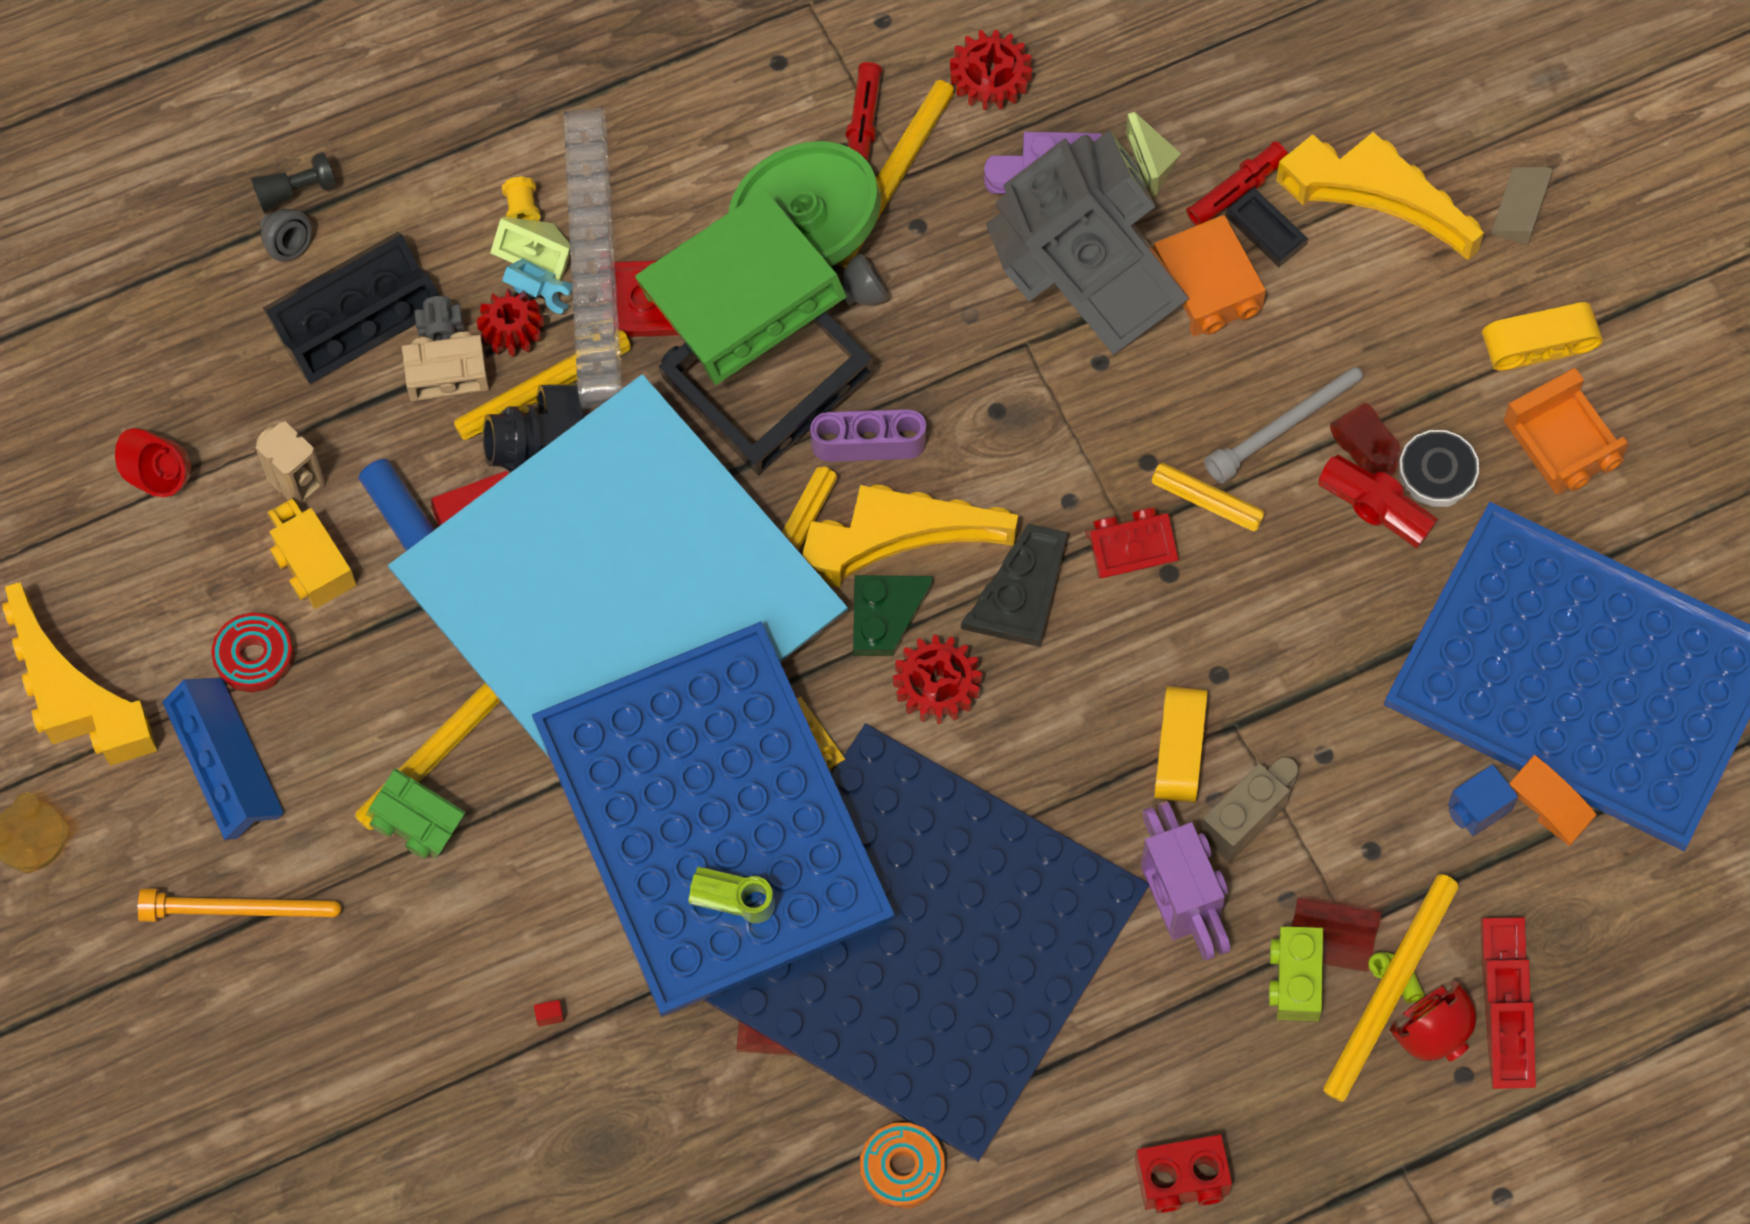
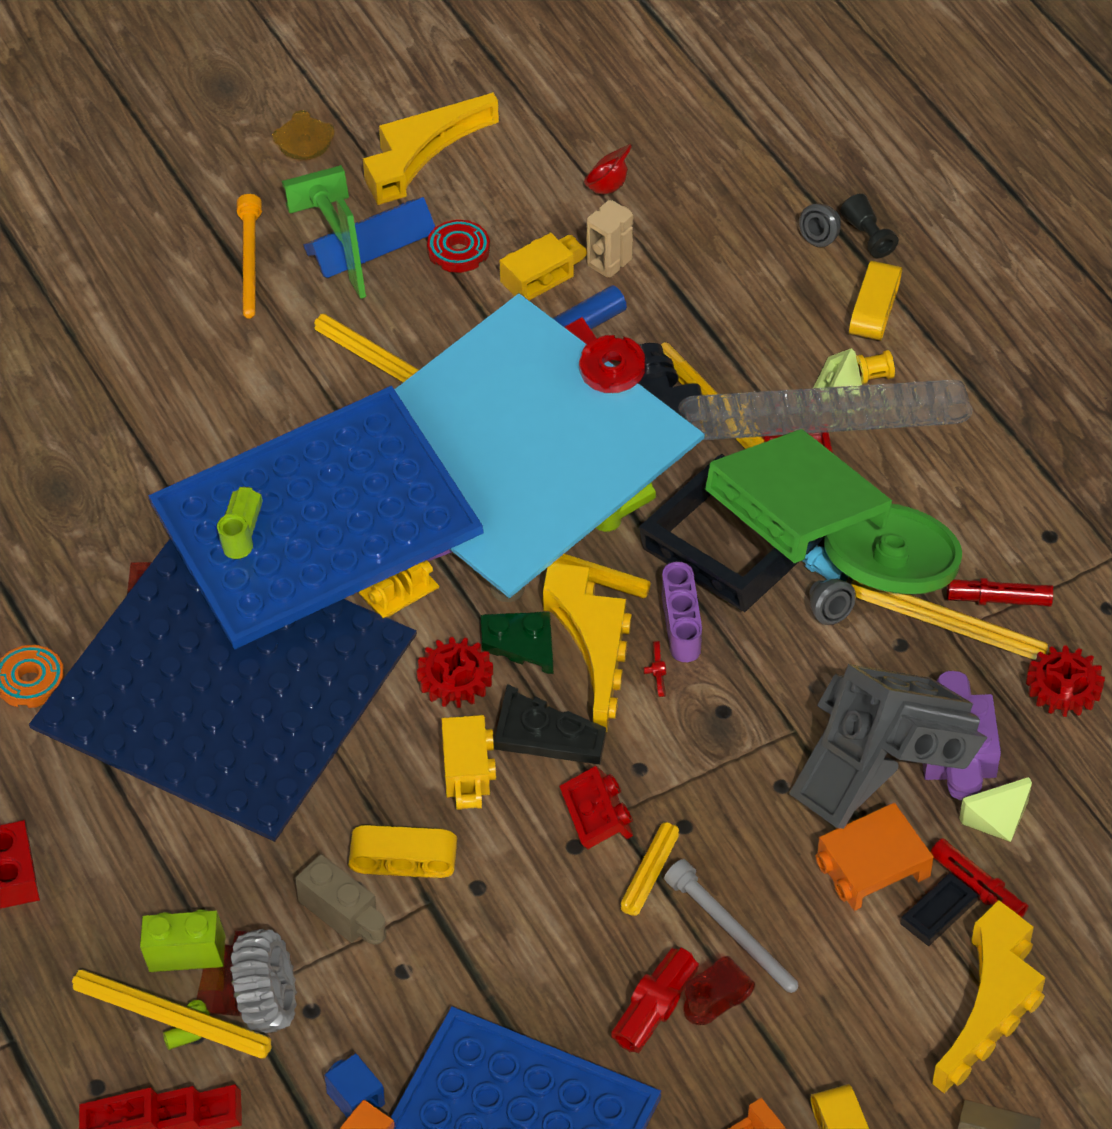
camera: 85 degrees right, 15 degrees down
(269, 755) = (319, 191): none -> bright green piece
(351, 307) = (763, 274): black slope -> none
(414, 814) = (319, 341): bright green brick -> none
(415, 189) = (875, 300): none -> yellow beam
(439, 318) = (754, 322): dark grey gear -> none
(445, 366) = (714, 331): tan brick -> none
(507, 309) = (759, 368): red gear -> none
(529, 485) = (615, 378): none -> red tile
(537, 281) = (802, 374): medium azure plate -> none
(548, 1013) = (162, 444): red piece -> none
(937, 469) = (658, 669): none -> red piece
(1064, 671) = (467, 759): none -> yellow brick
(1184, 881) = (264, 845): medium lavender brick -> none
(1367, 879) = (263, 981): none -> light grey gear
(1437, 1025) = (132, 1049): red cylinder -> none
(1438, 468) = (698, 1055): black tile -> none

